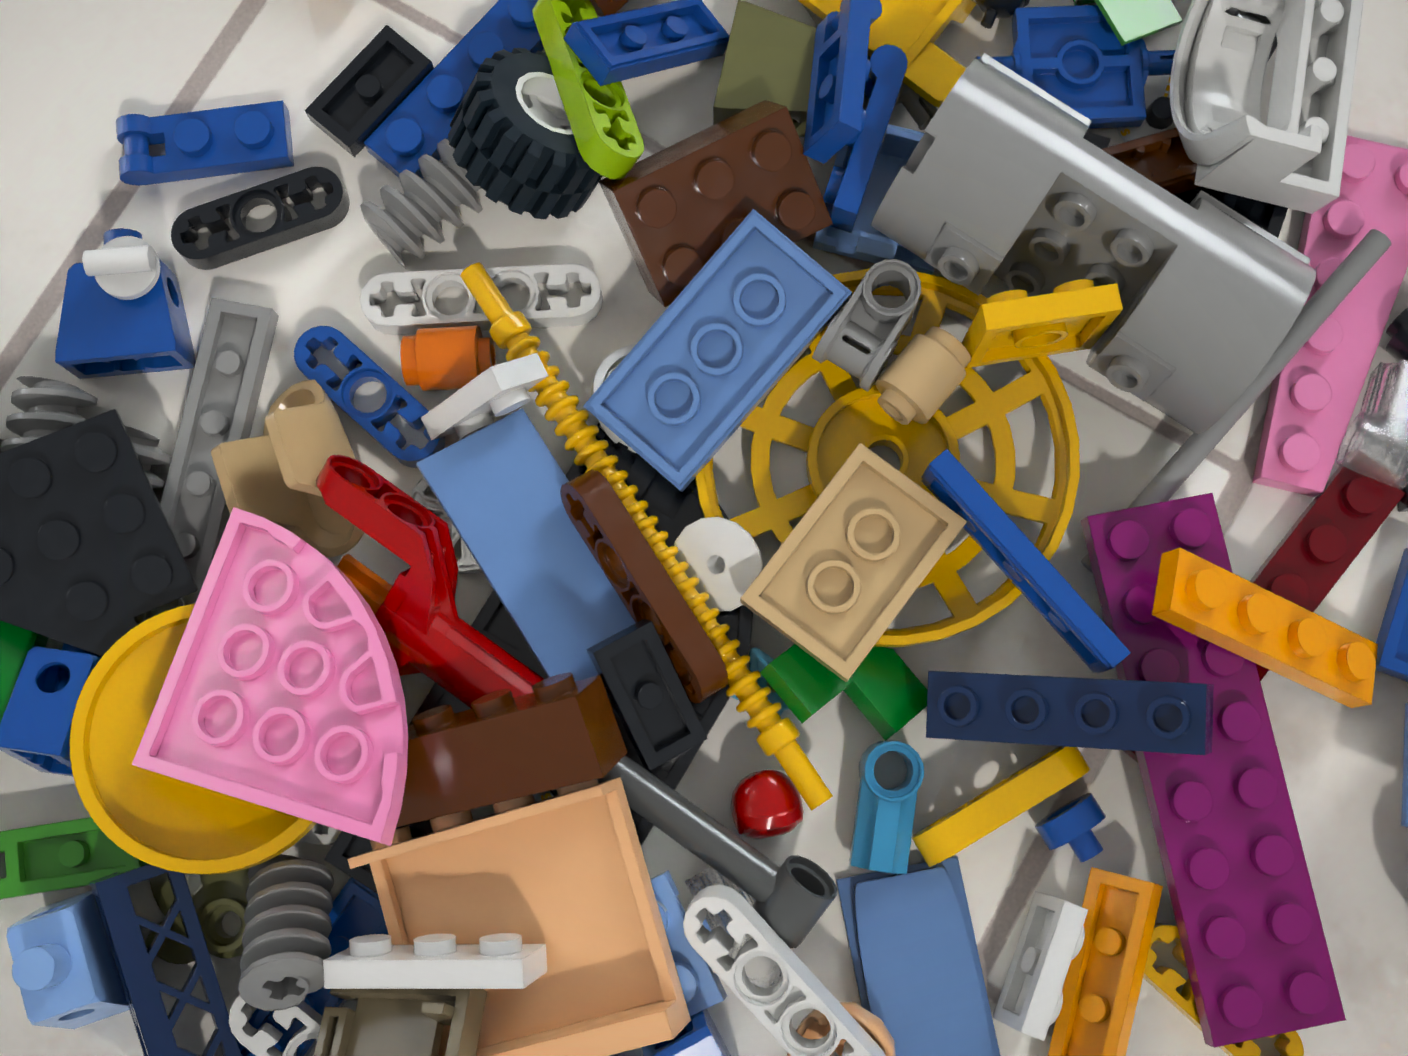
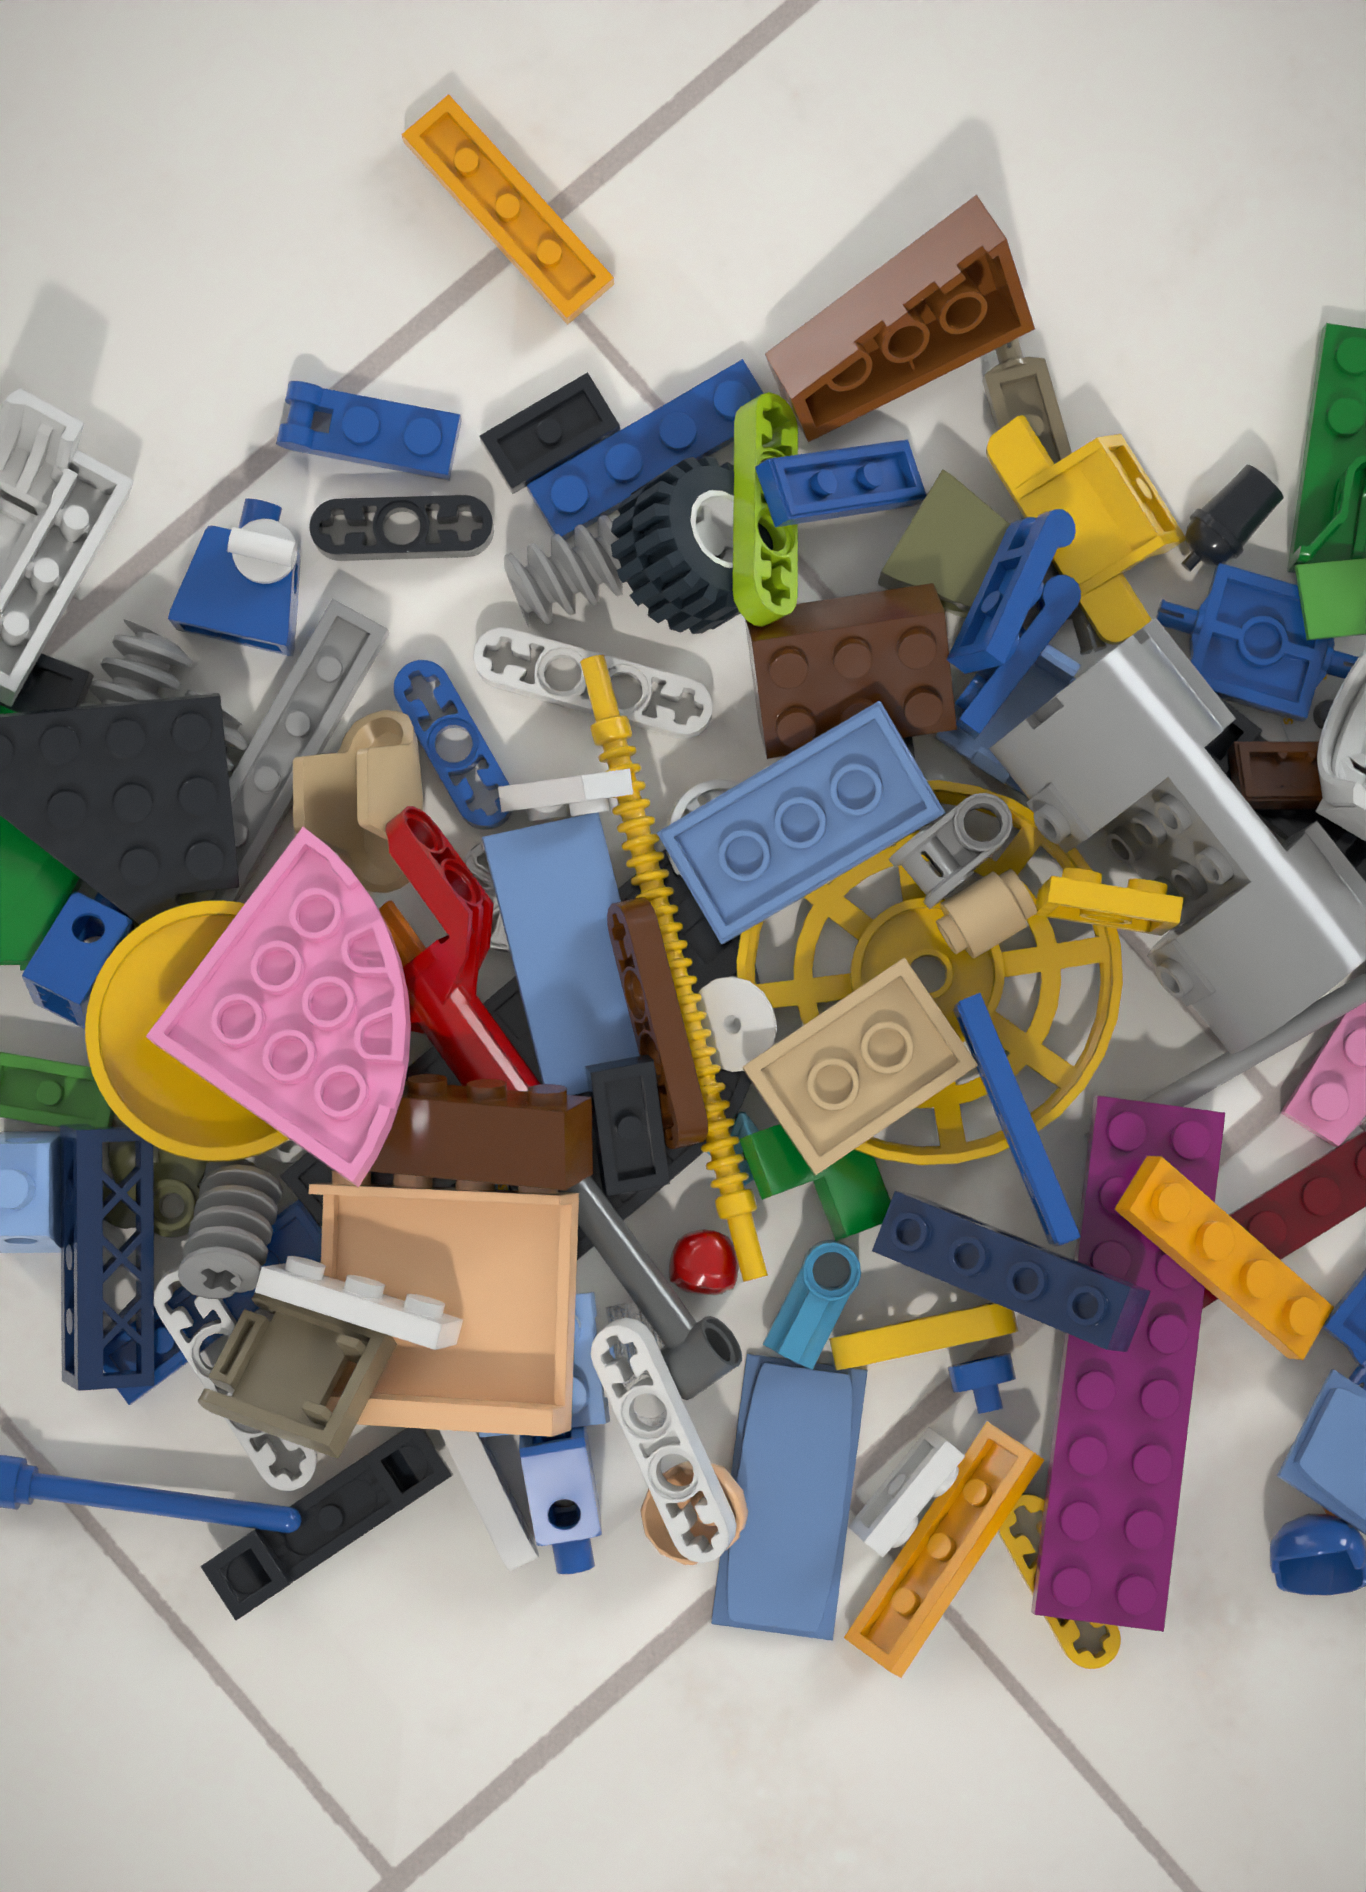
camera: 15 degrees right, 5 degrees up
(445, 357) = (541, 734): orange brick -> none

